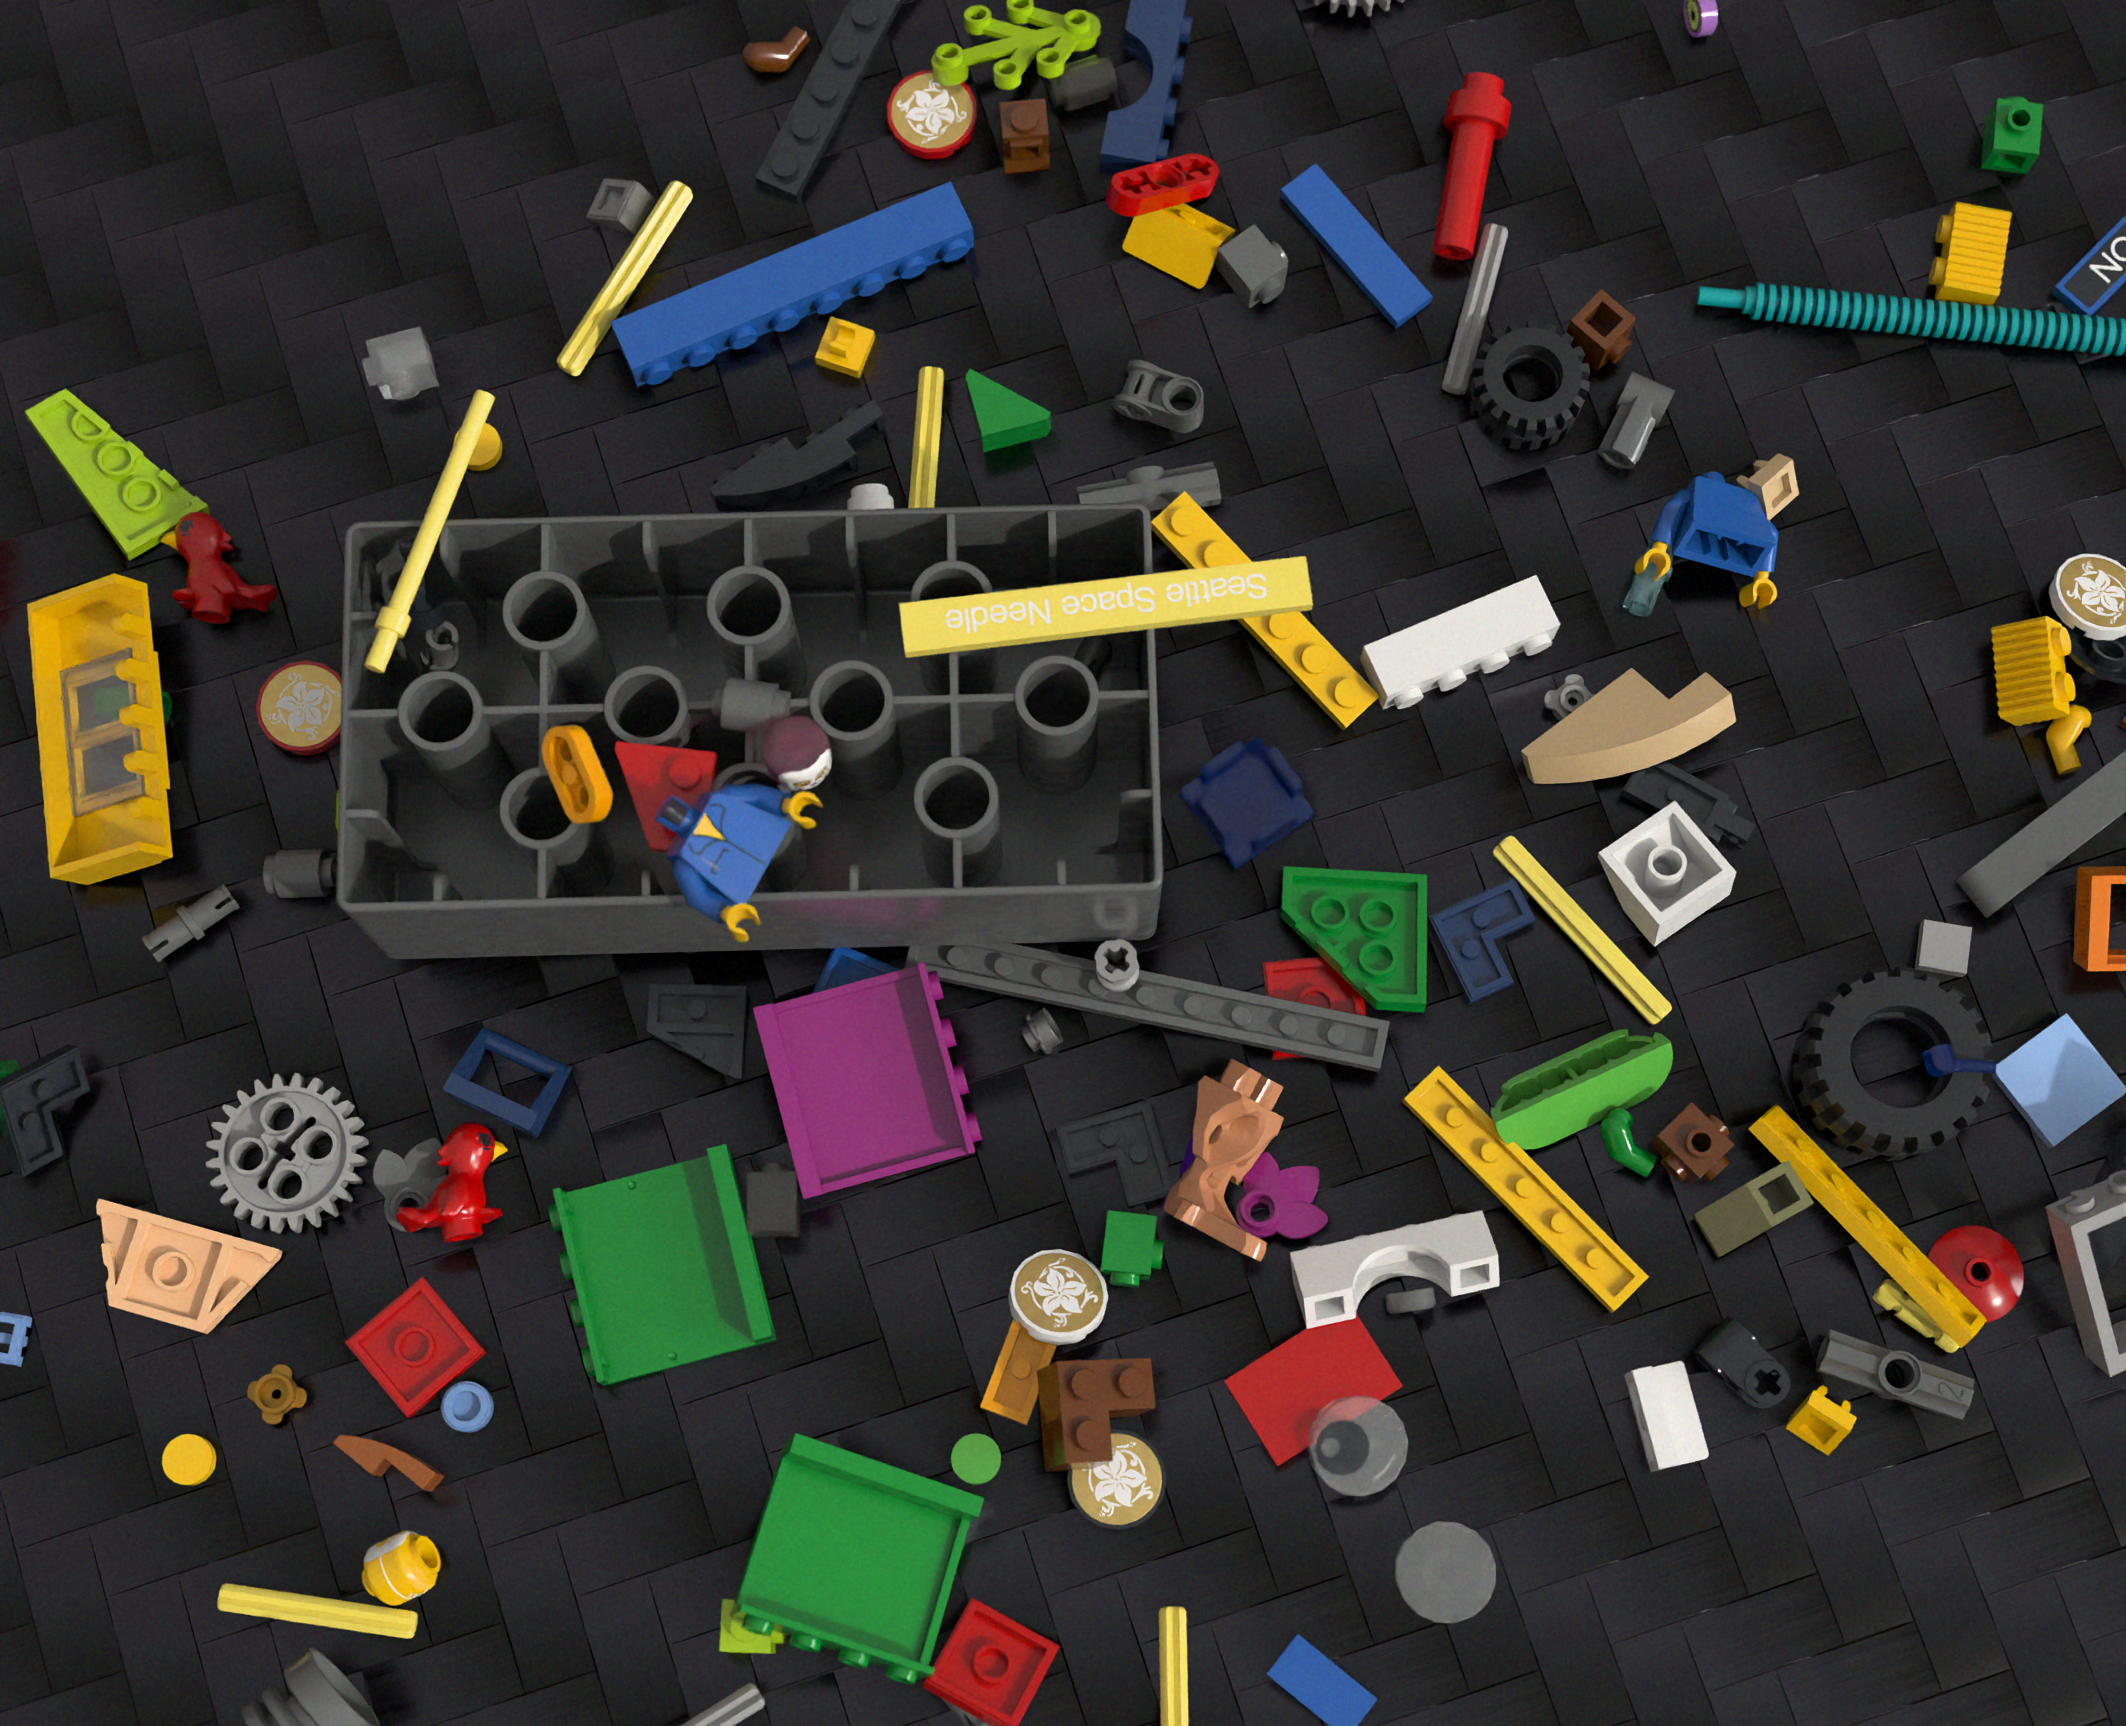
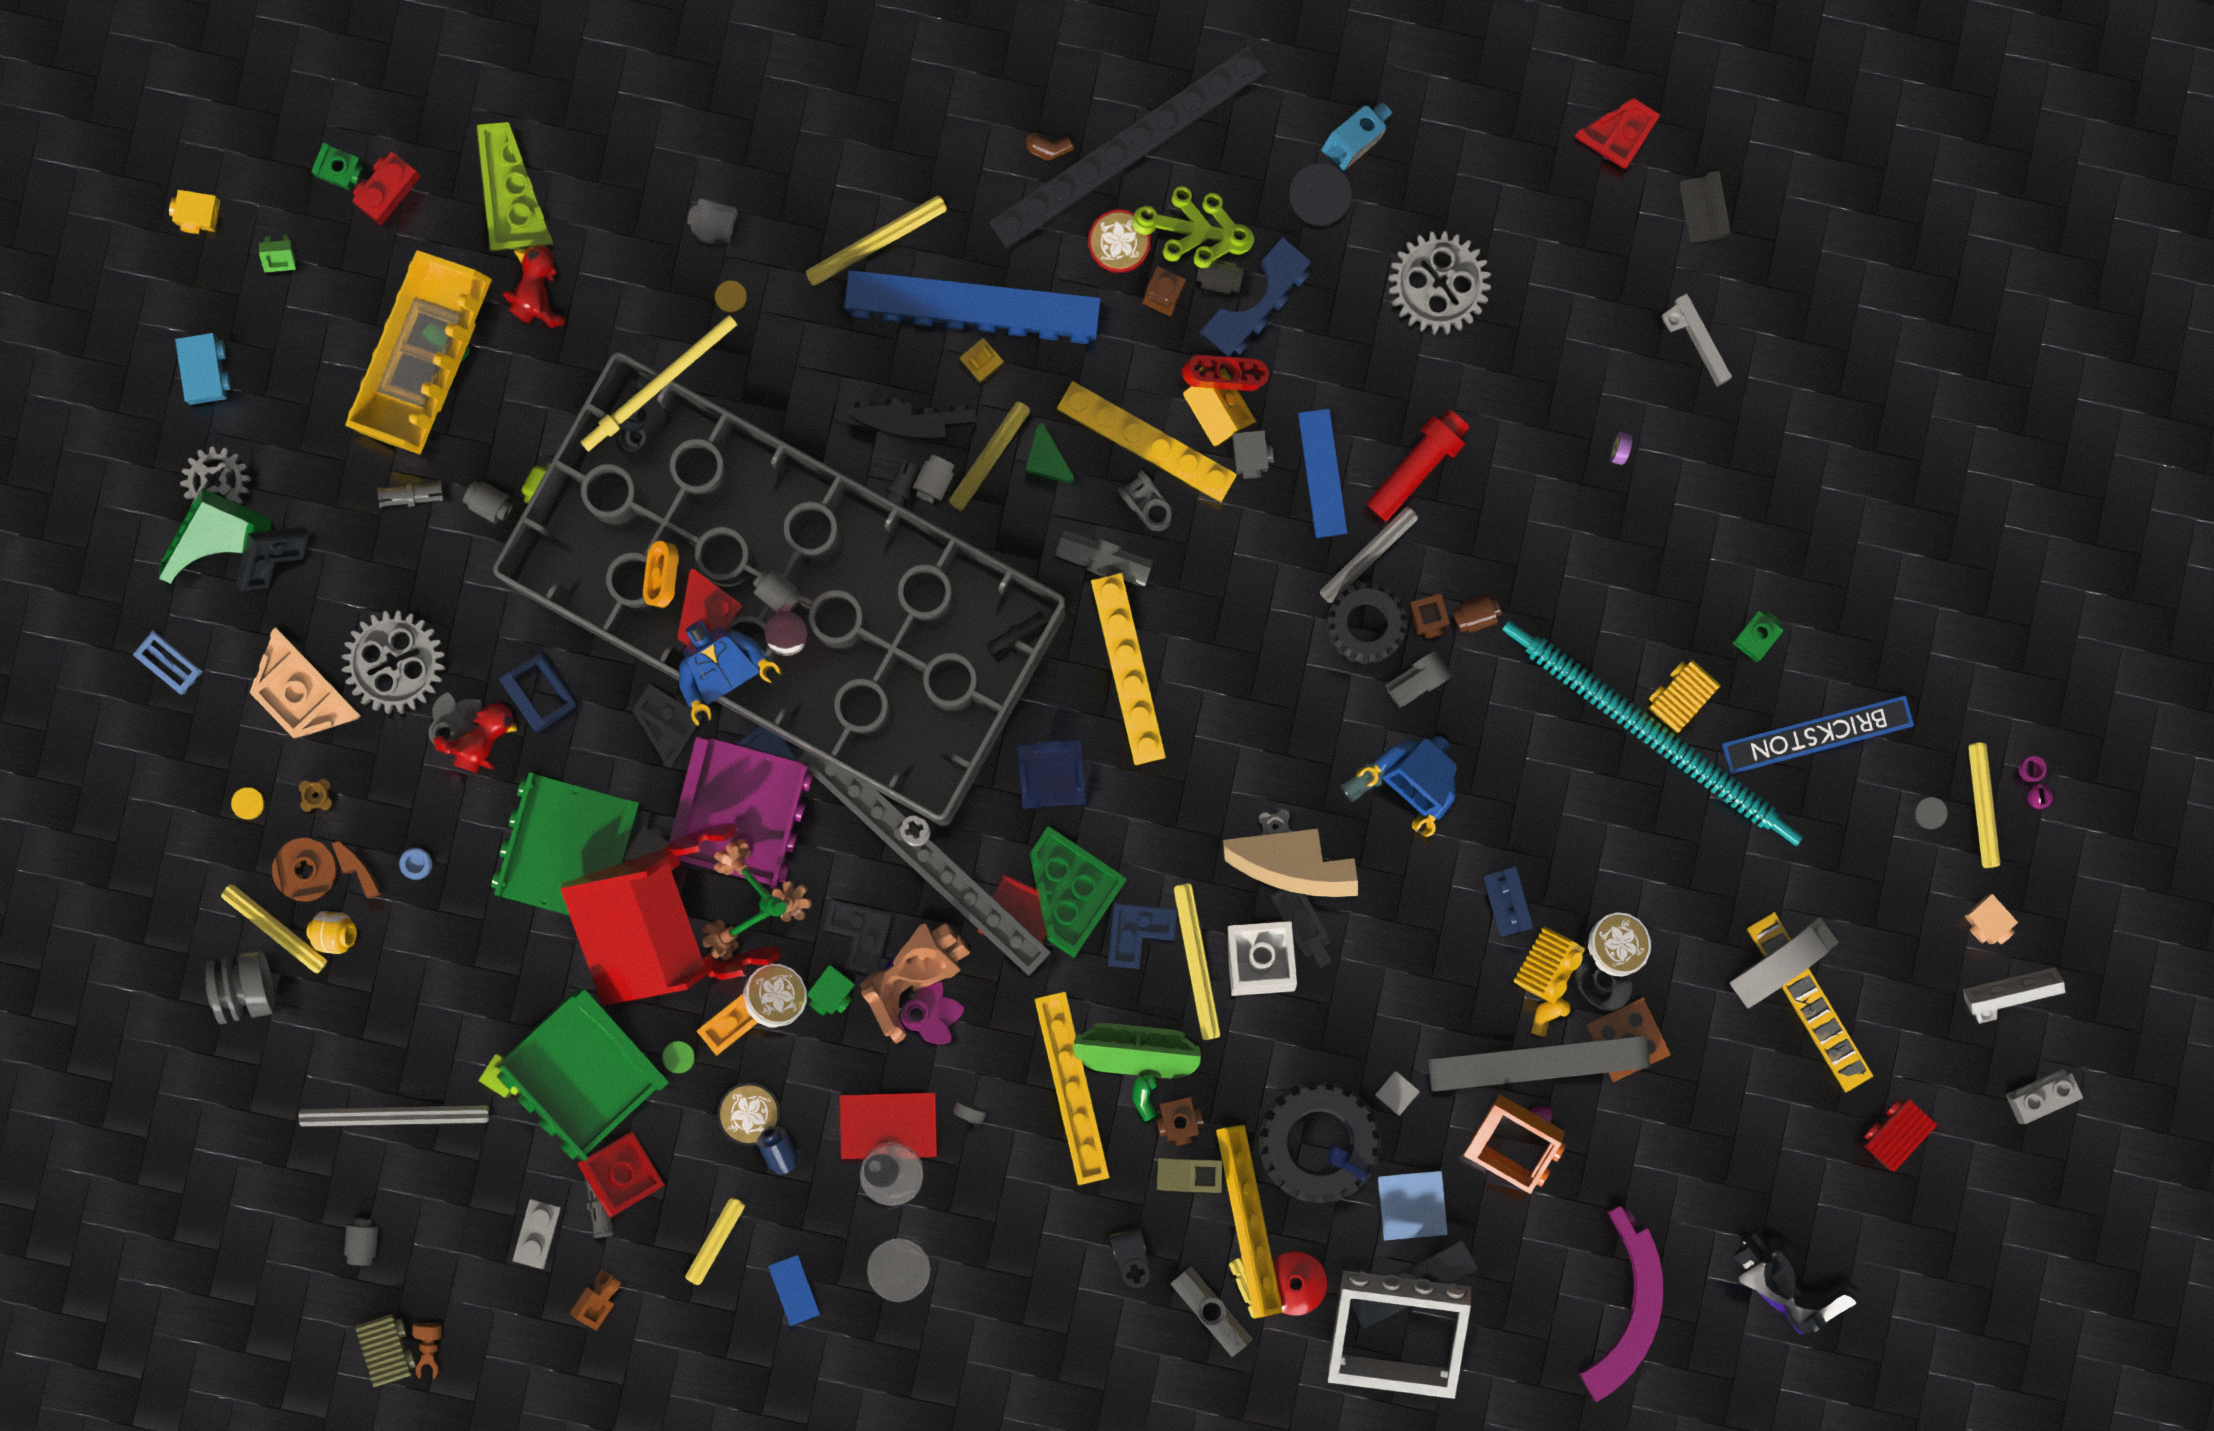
camera: 30 degrees right, 10 degrees up
(287, 1504) = (294, 884): none -> dark orange plate
(301, 707) = (543, 401): tile -> none
(415, 1347) = (405, 813): red tile -> none
(621, 206) = (899, 192): flat silver slope -> none
(823, 1310) = (639, 930): none -> red piece
(1000, 1163) = (782, 903): none -> nougat plant
(1041, 1031) = (854, 839): flat silver plate -> none
(1079, 1401) = (750, 1061): reddish brown brick -> none
(1105, 606) = (1005, 646): light yellow tile -> none
(1113, 329) = (1146, 441): none -> yellow plate
(1186, 1503) = (777, 1149): none -> dark blue brick
(1447, 1251) = (937, 1075): white arch -> none
(1460, 643) = (1231, 754): white brick -> none
(1656, 300) = (1477, 613): none -> reddish brown brick
(1666, 1415) = (1074, 1258): white panel -> none
(1772, 483) = (1471, 767): tan tile -> none
(1821, 1421) = (1154, 1311): yellow tile -> none
(1928, 621) = (1508, 902): none -> dark blue bracket

